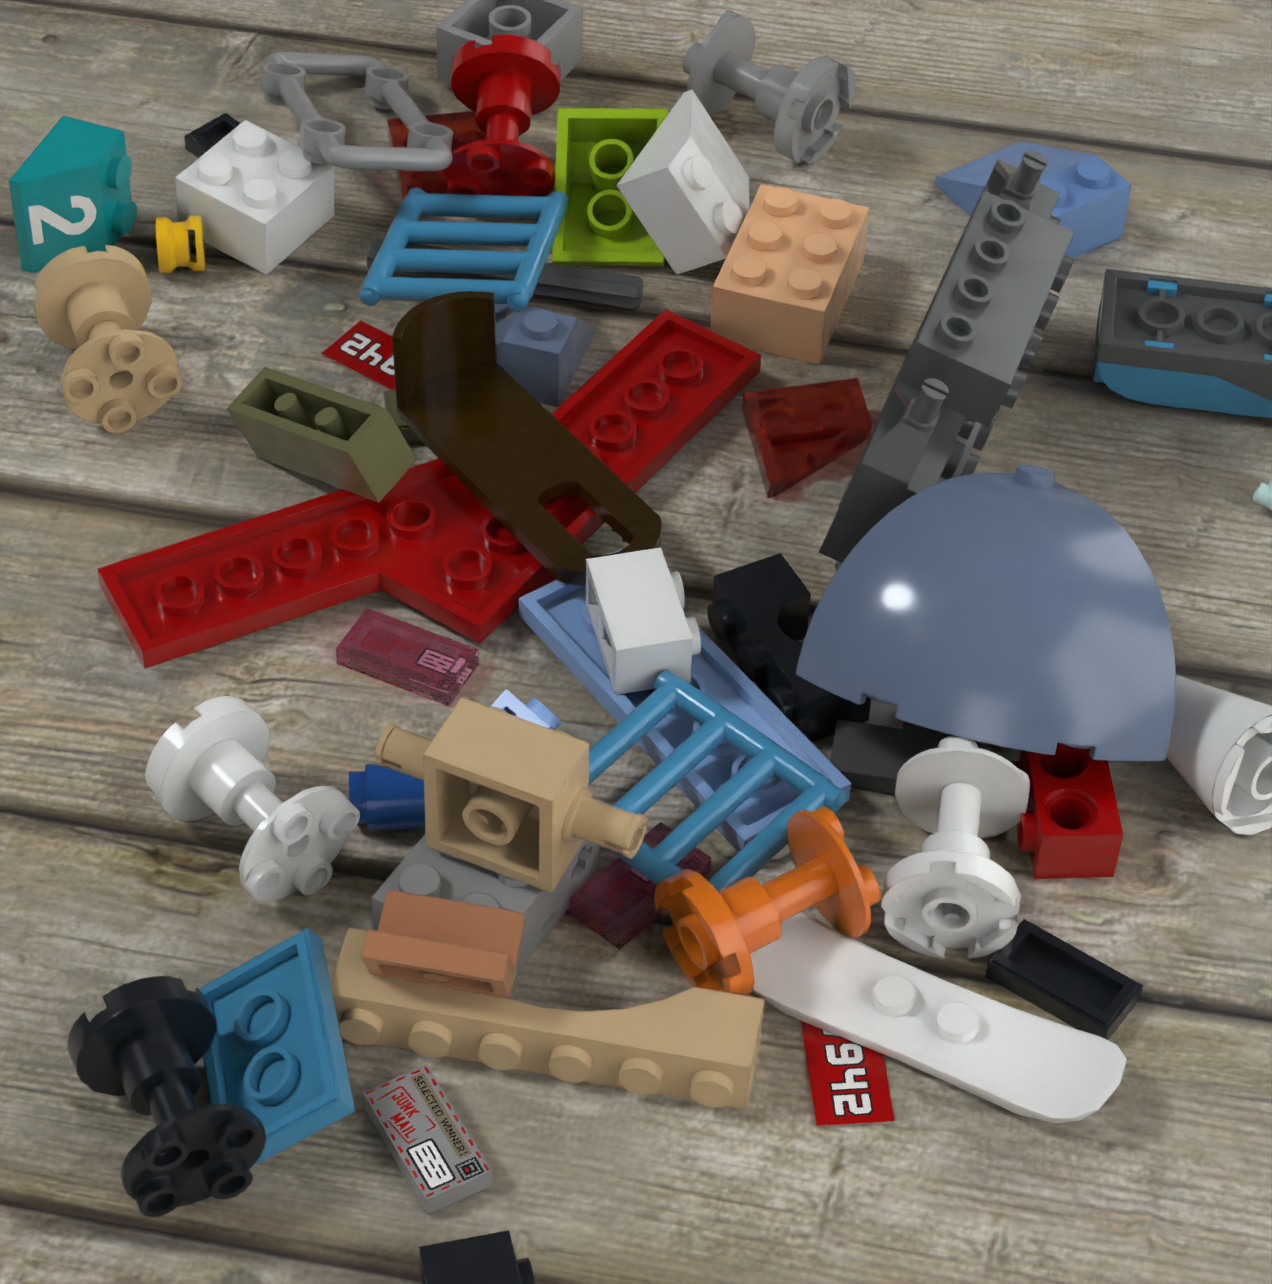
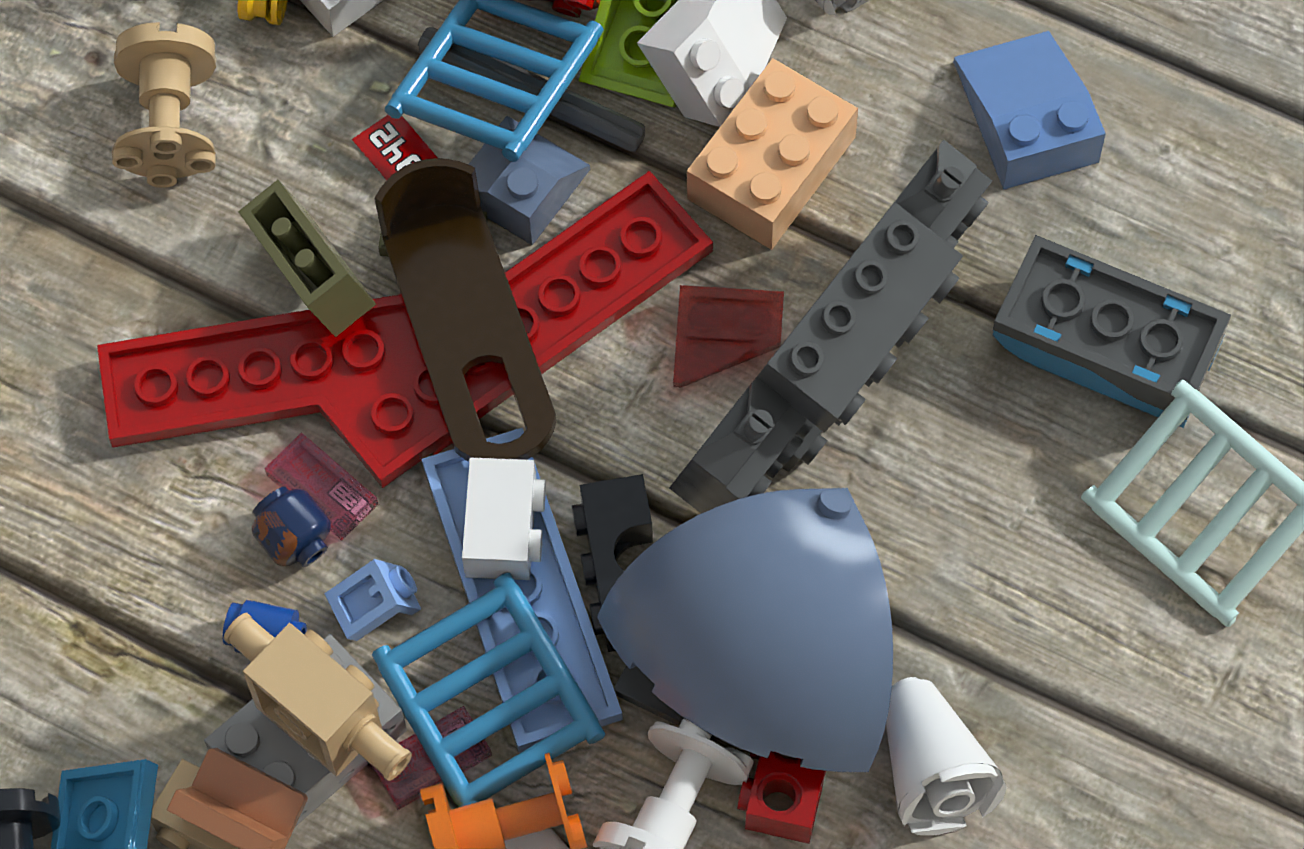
camera: 20 degrees right, 20 degrees up
(220, 770) = (131, 587): white piece -> none
(390, 687) = (291, 527): none -> dark blue head

